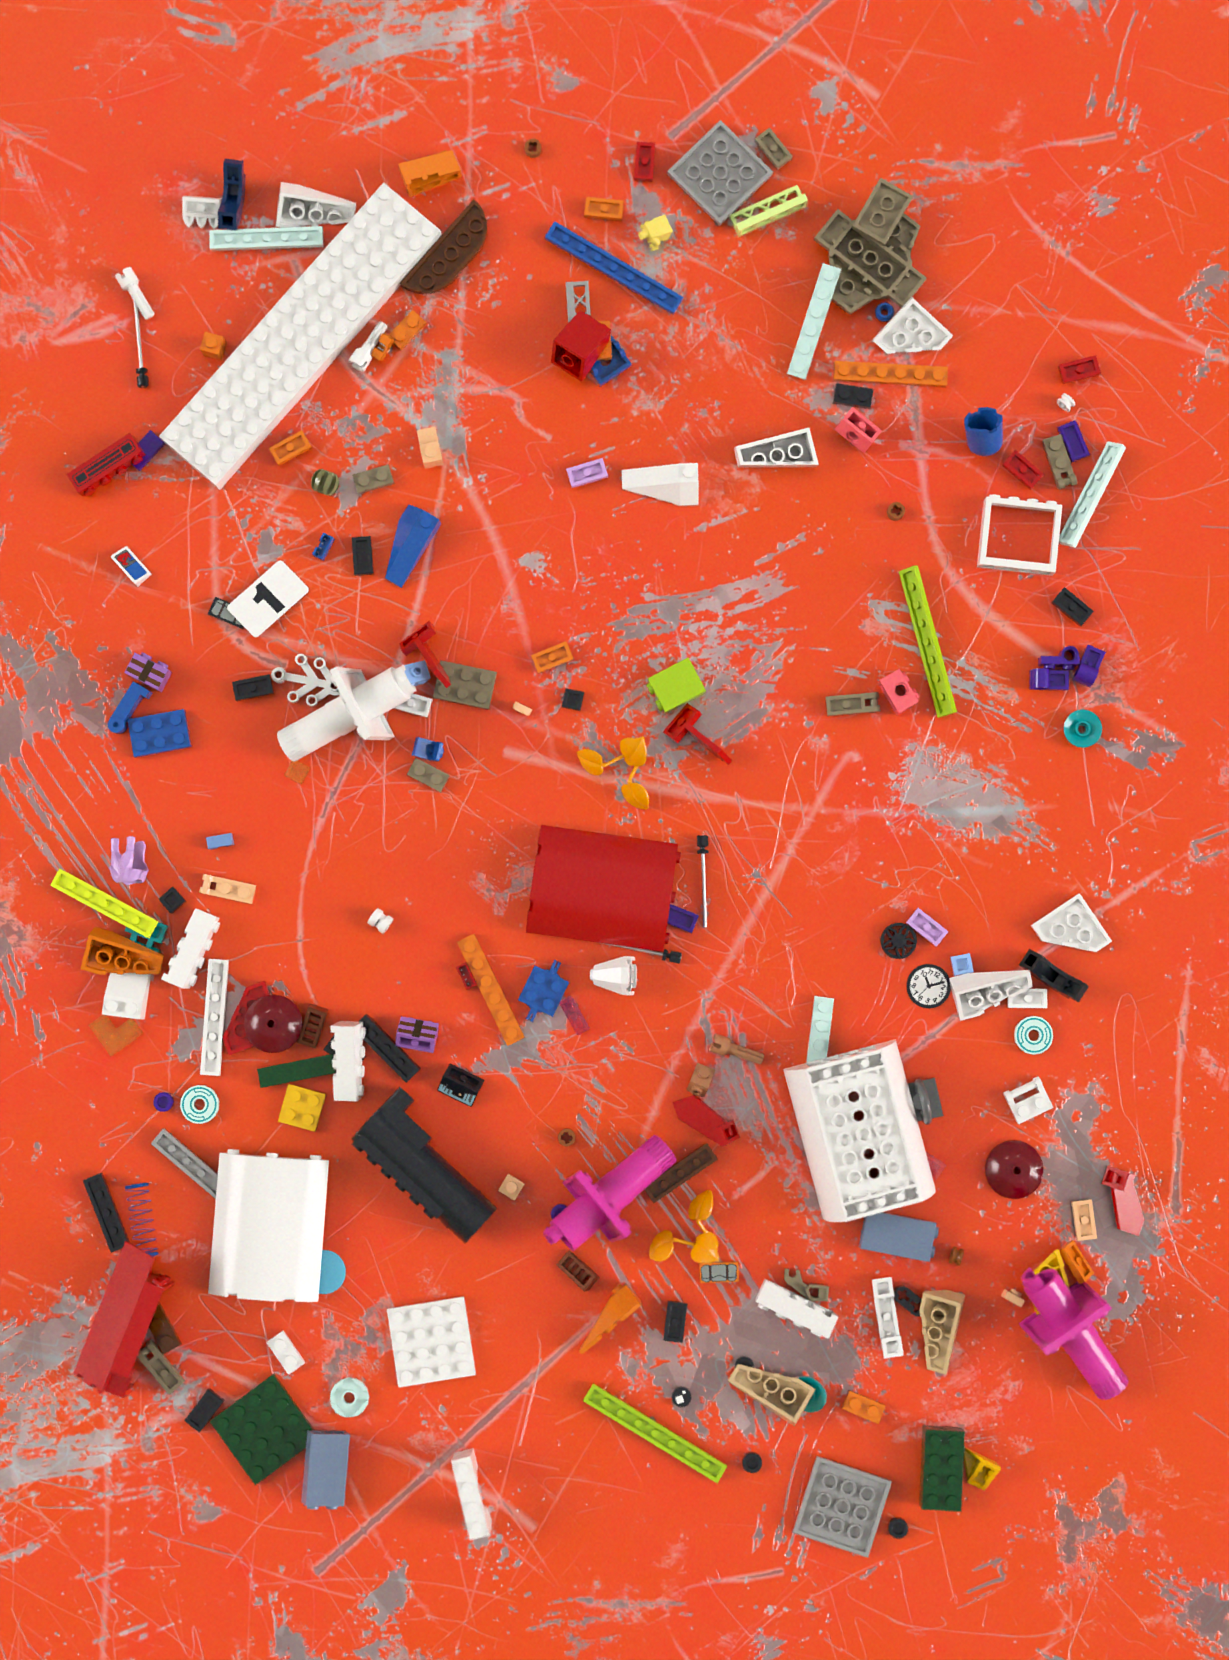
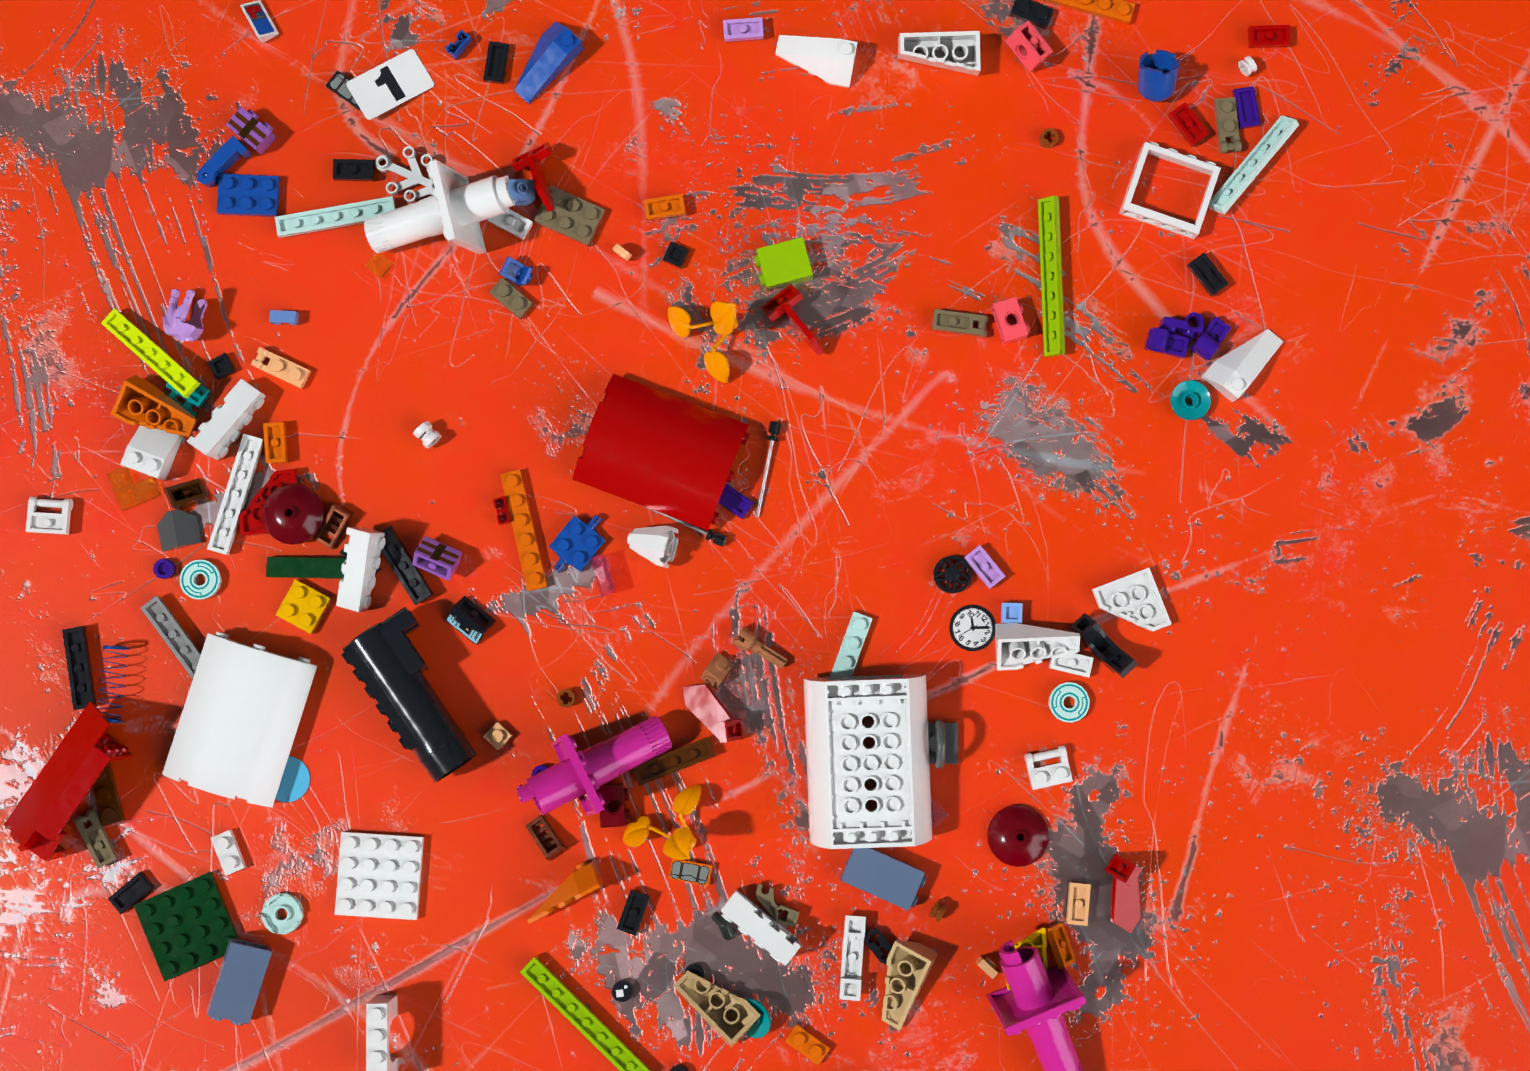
camera: 10 degrees right, 0 degrees up
(47, 1082) = (48, 522): none -> white plate
(168, 1027) = (186, 494): none -> reddish brown slope
(168, 1063) = (178, 530): none -> dark grey slope
(240, 960) = (275, 443): none -> orange plate
(244, 736) = (332, 217): none -> light aqua plate
(638, 1238) = (614, 818): none -> dark red brick
(763, 1316) = (724, 926): none -> pearl dark grey arm
(1121, 687) = (1239, 368): none -> white wedge

